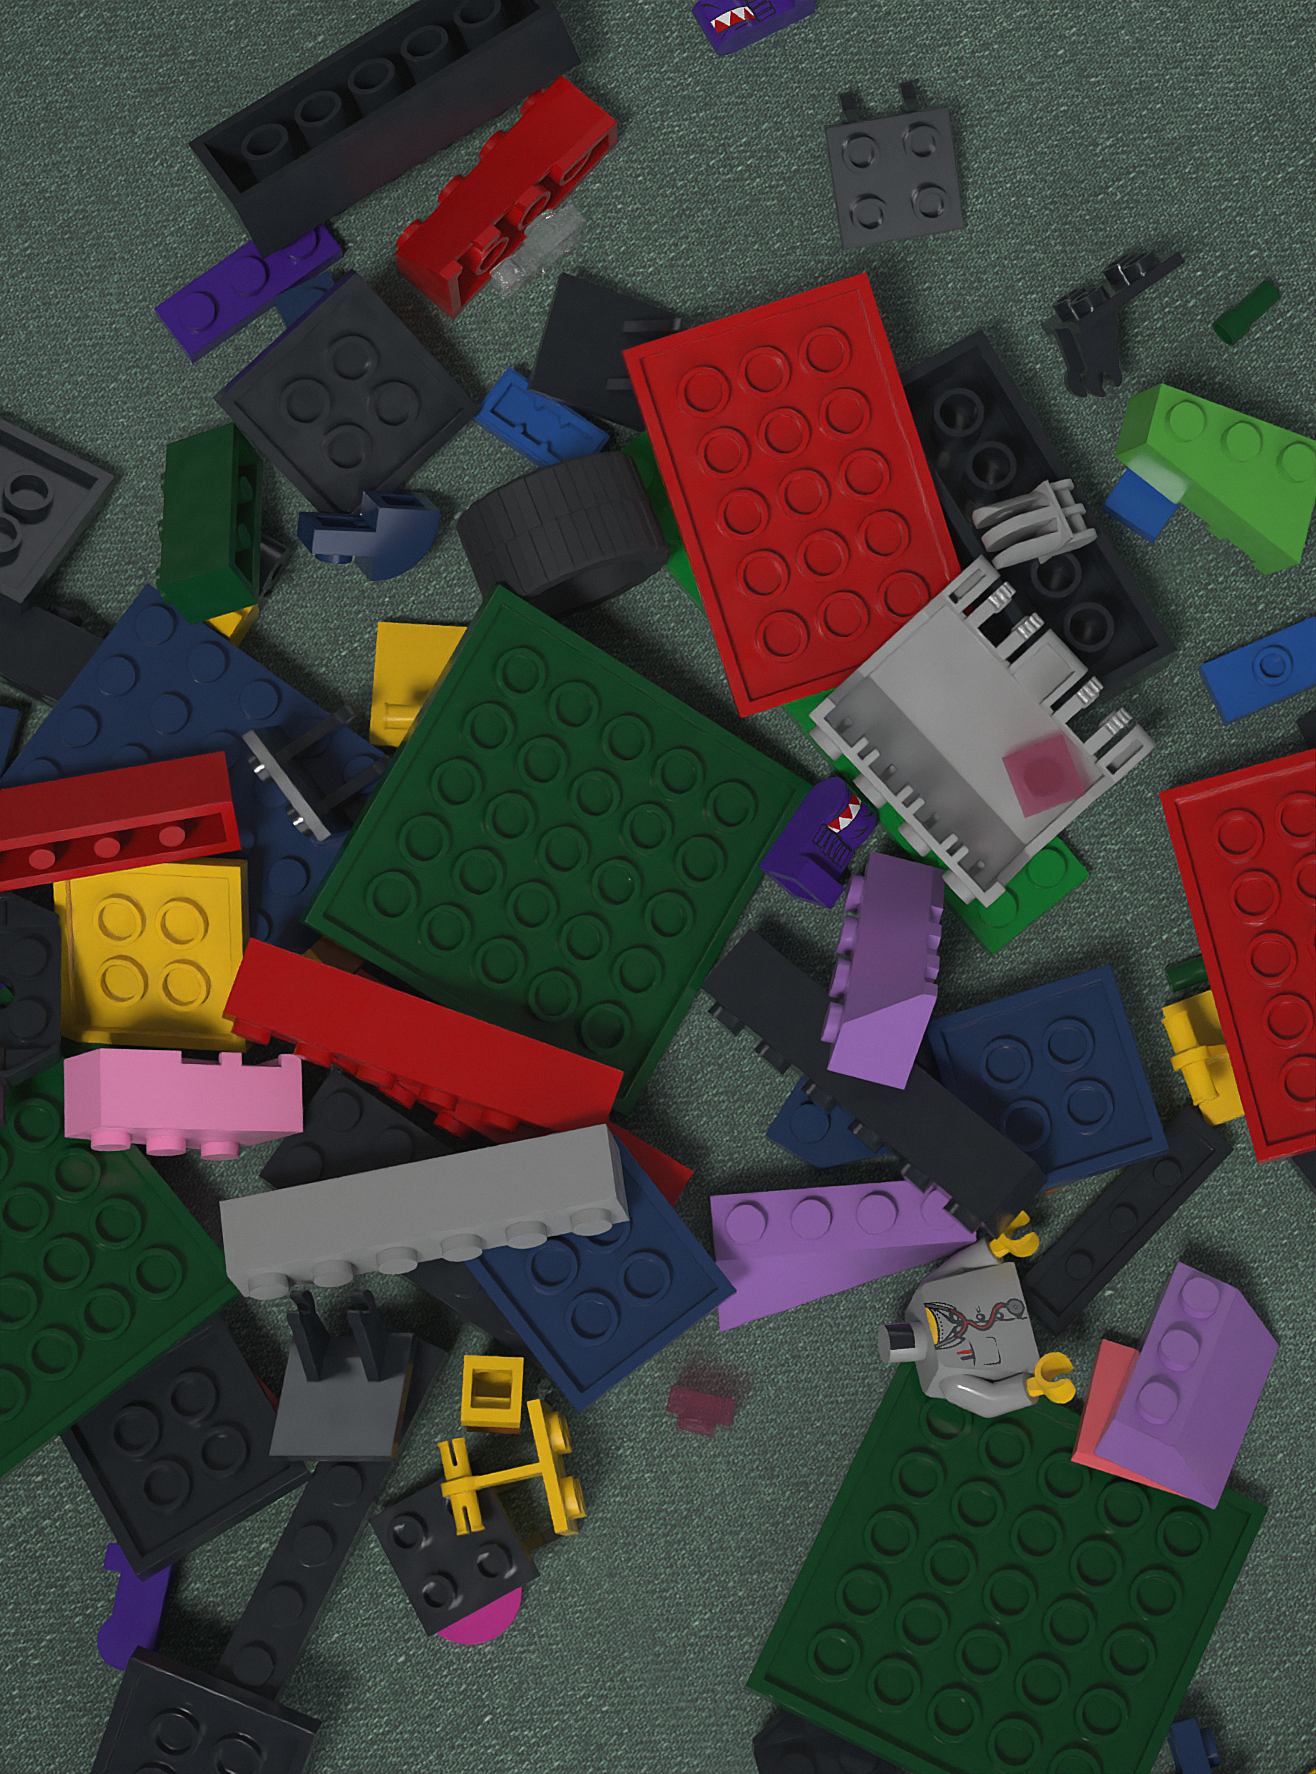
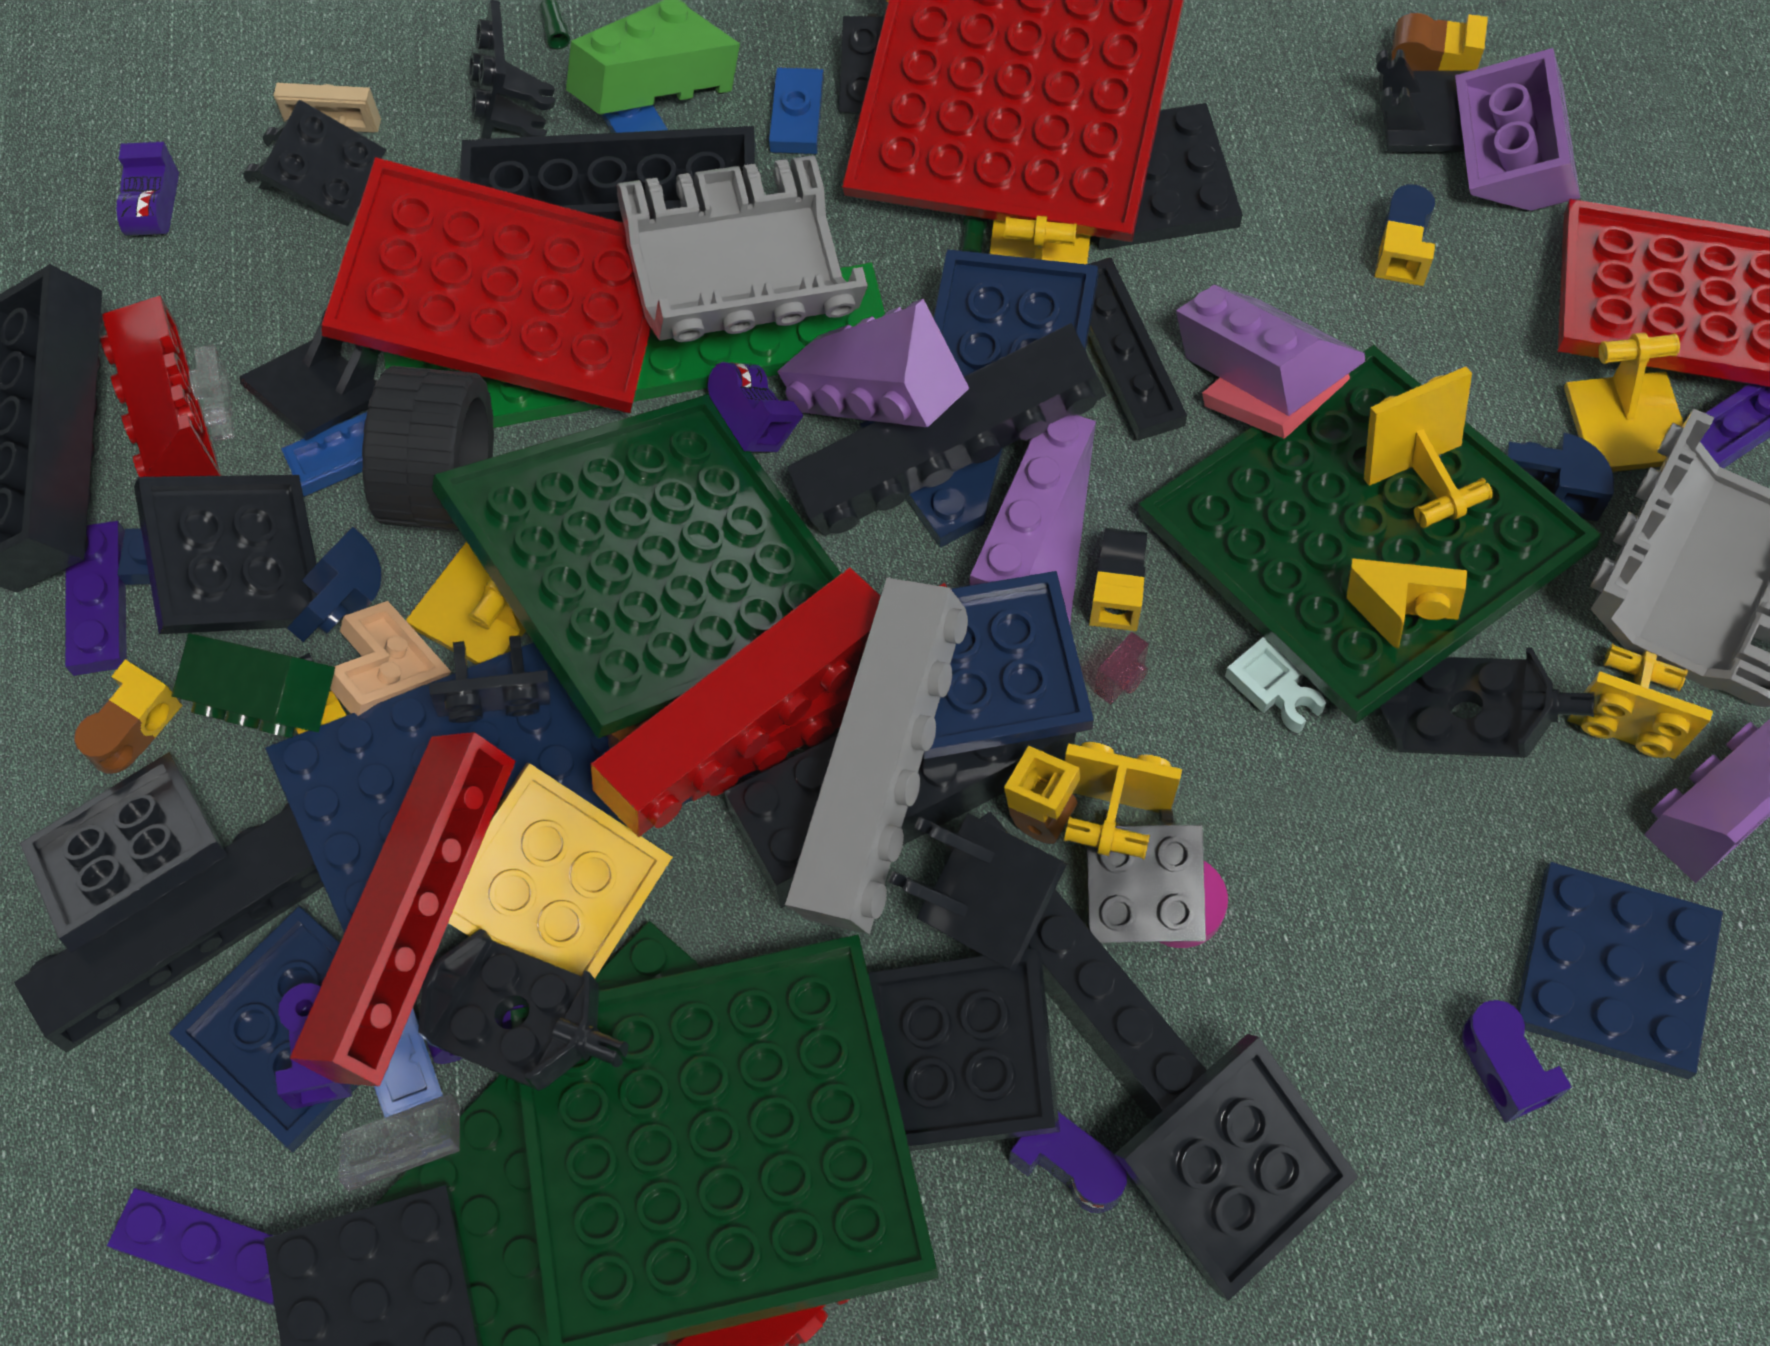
camera: 60 degrees left, 15 degrees down
(127, 411) = (127, 720): none -> leg
(180, 1101) = (688, 911): bright pink wedge -> none
(320, 648) = (391, 659): none -> light nougat plate
(768, 1573) = (1272, 679): none -> light aqua plate
(814, 1354) = (1120, 579): none -> leg
(901, 1660) = (1390, 590): none -> yellow slope
(975, 1332) = (1166, 456): light grey torso -> none
(977, 130) = (345, 104): none -> tan plate
(1034, 525) = (617, 154): light grey arm -> none
(1043, 776) = (792, 232): clear pink plate -> none
(1147, 1618) = (1414, 432): none -> yellow plate

